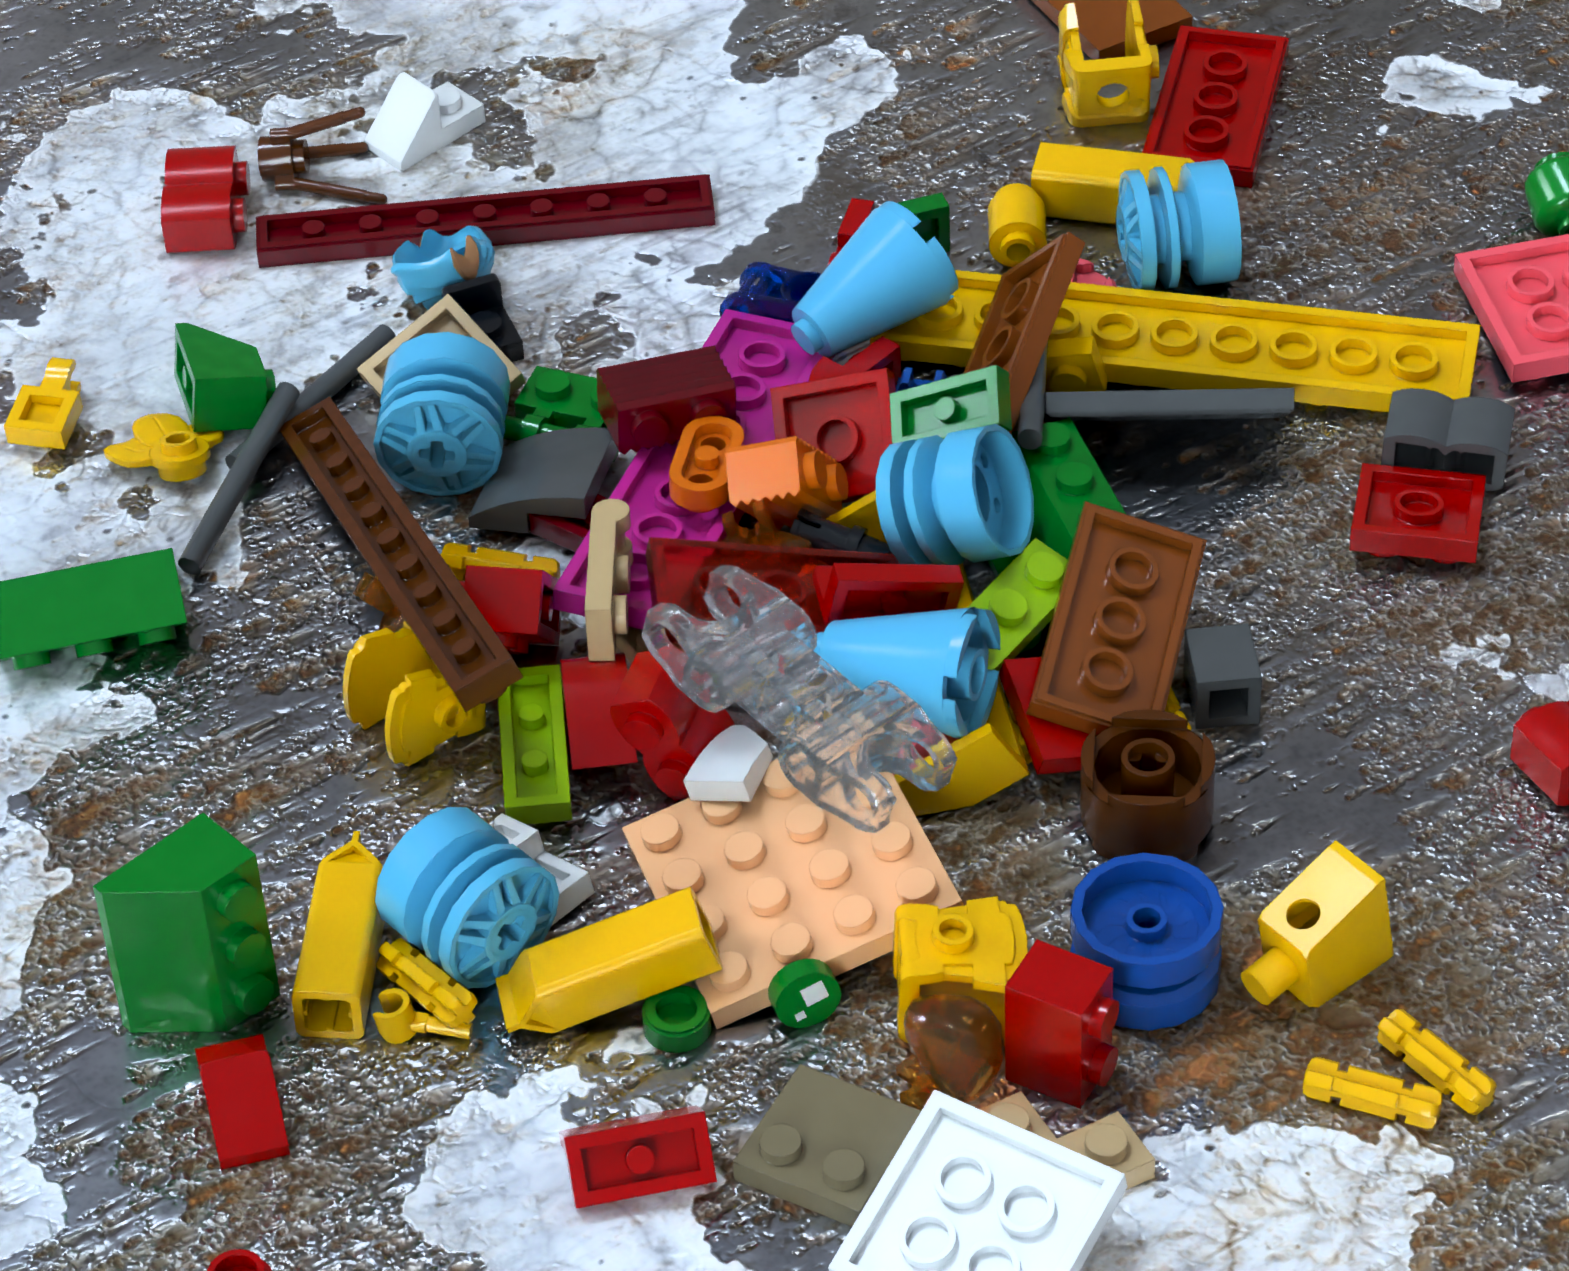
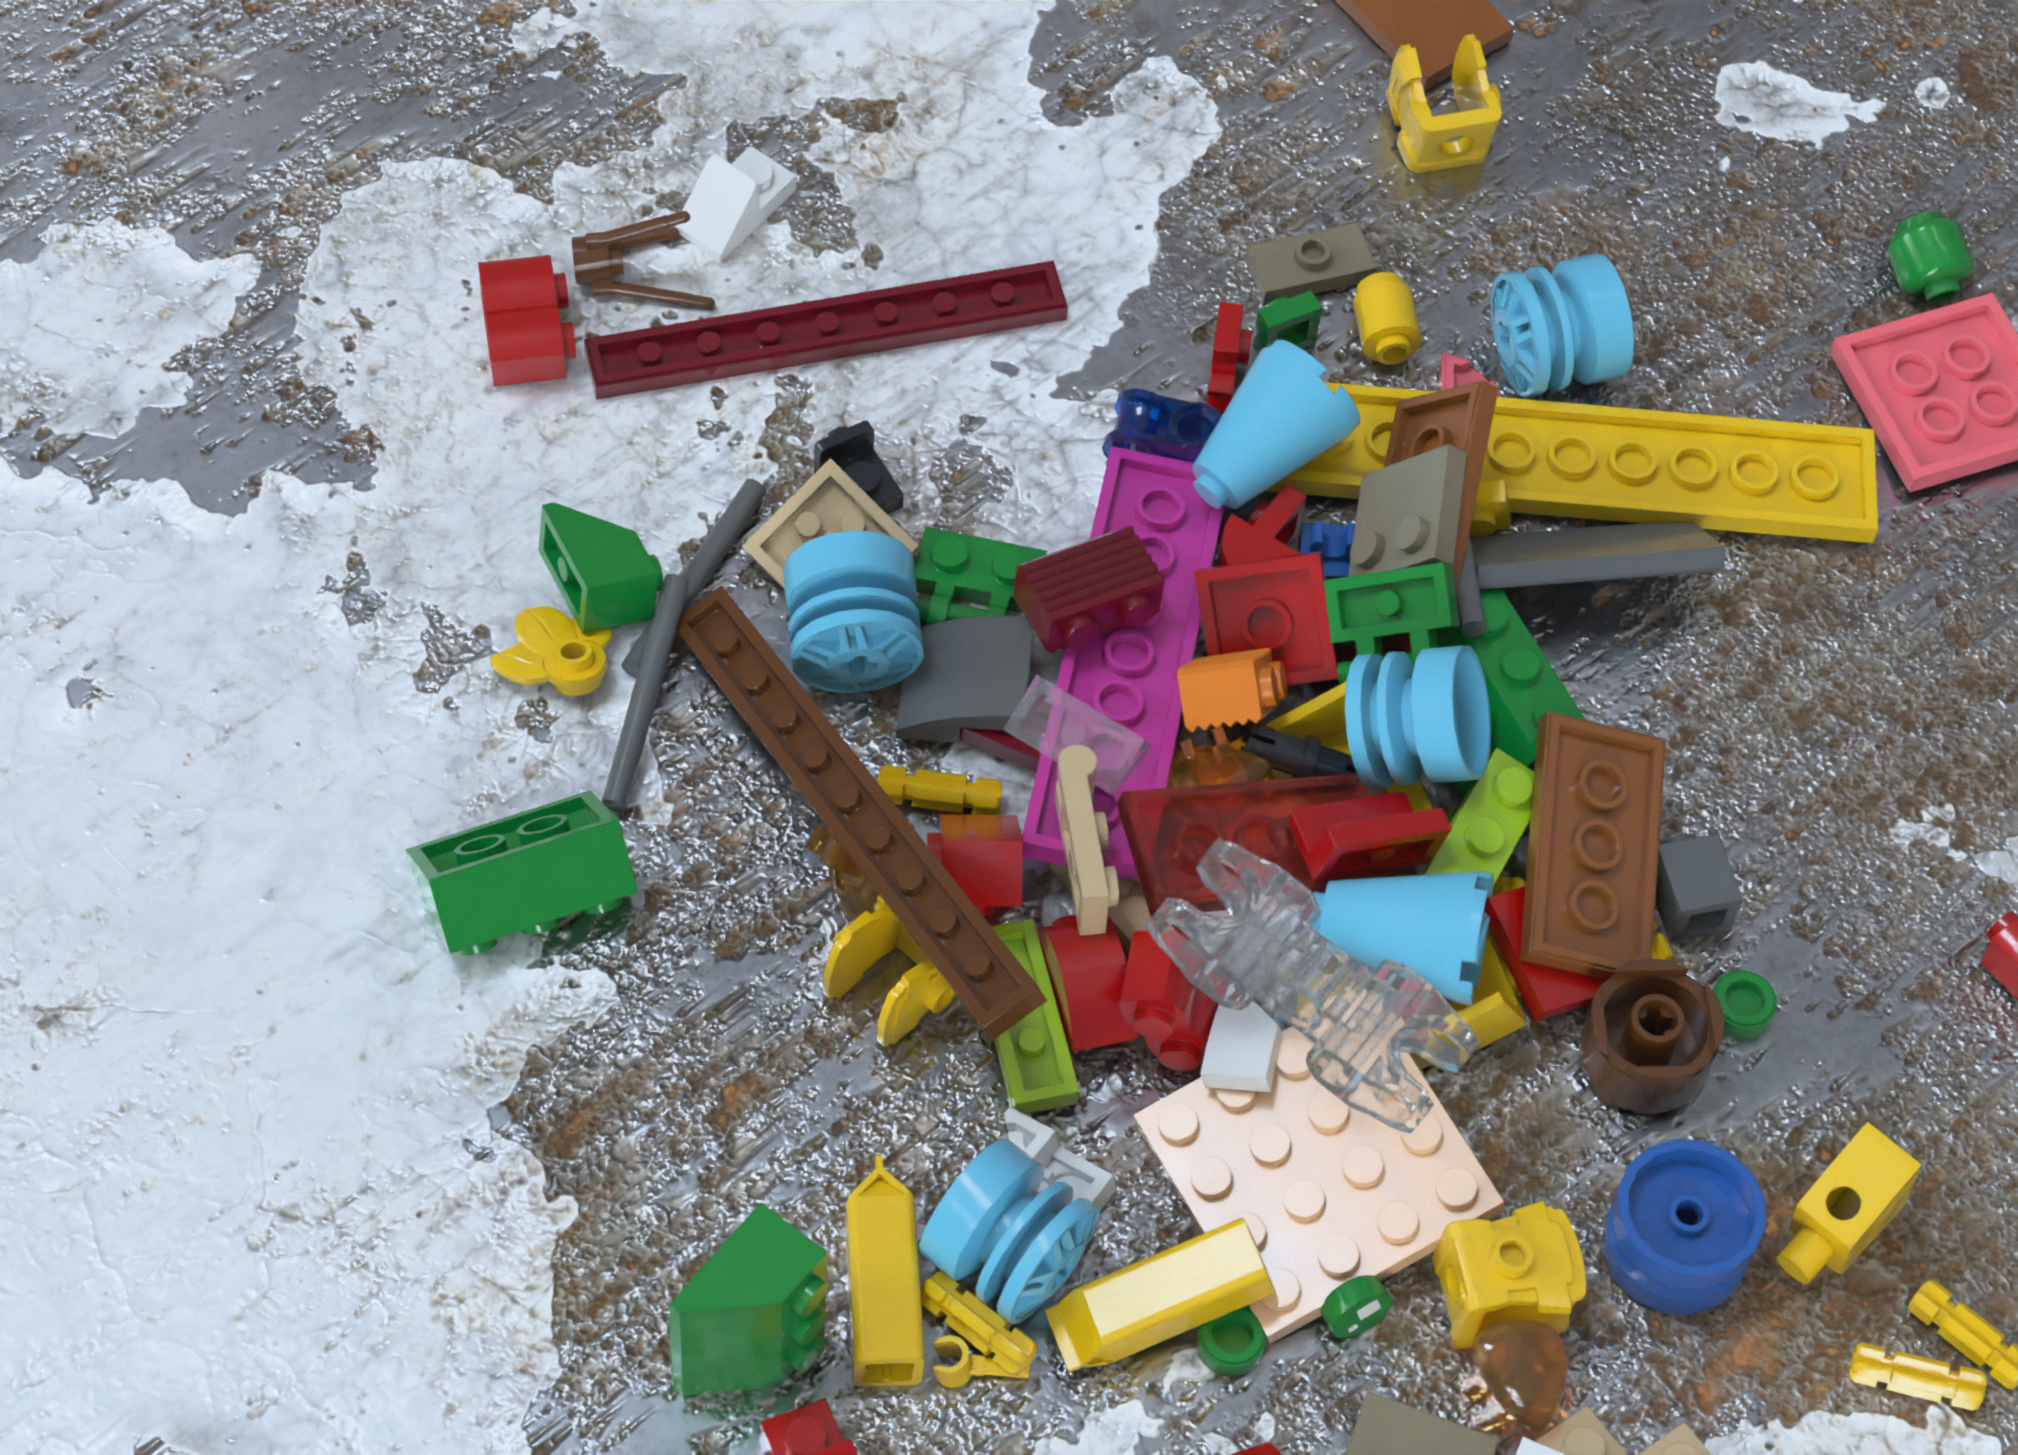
camera: 15 degrees left, 15 degrees up
(49, 412) = (419, 616): yellow plate -> none
(441, 262) = (804, 401): medium azure hair -> none
(650, 510) = (1055, 719): none -> clear slope
(699, 463) = (1146, 674): orange plate -> none
(964, 183) = (1310, 262): none -> dark tan plate
(994, 334) = (1409, 512): none -> dark tan plate
(1060, 1024) = (1626, 1340): red brick -> none
(1085, 180) = (1465, 259): yellow piece -> none
(1218, 98) = (1554, 143): red tile -> none
(1256, 779) = (1746, 1003): none -> green tile
(1418, 513) = (1847, 667): red plate -> none
(1449, 434) = (1863, 575): dark grey brick -> none

